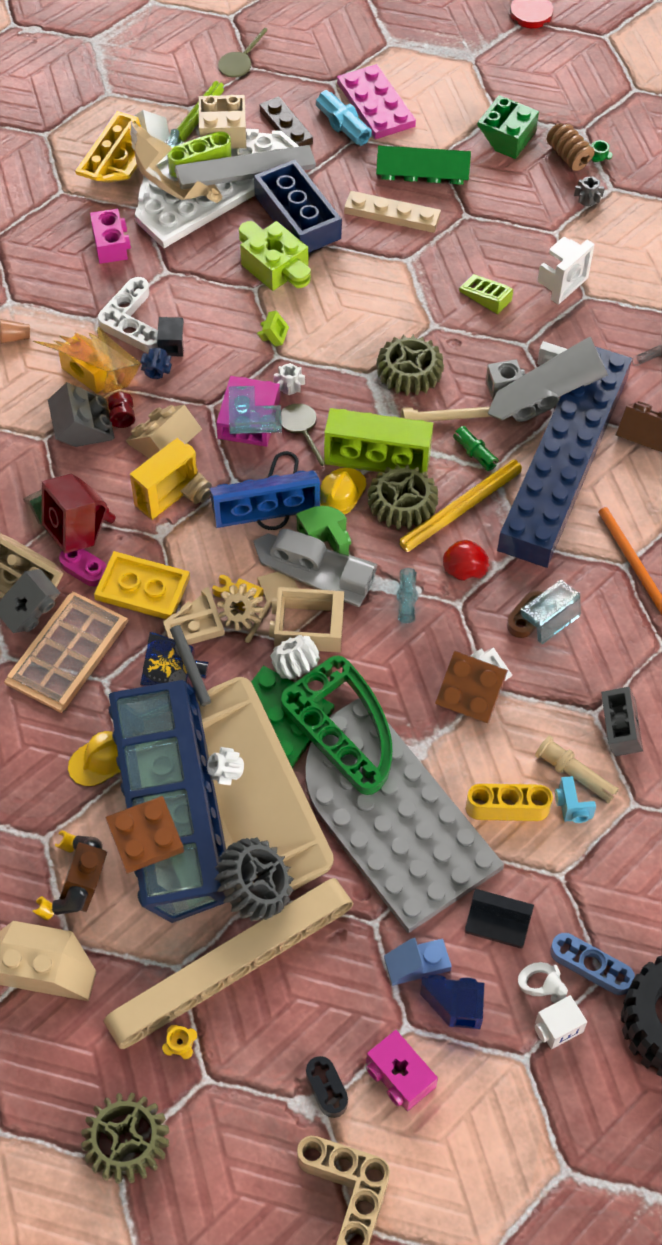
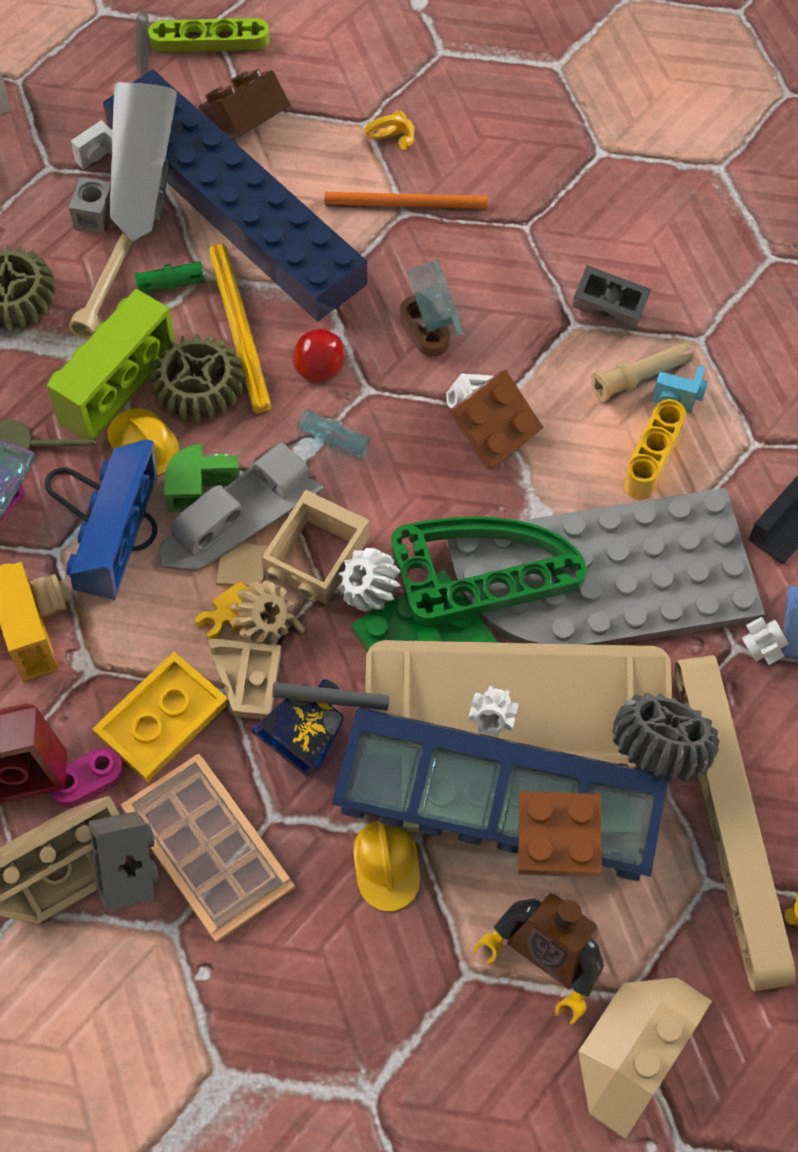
camera: 65 degrees left, 5 degrees up
(382, 933) = (765, 640): none -> white gear

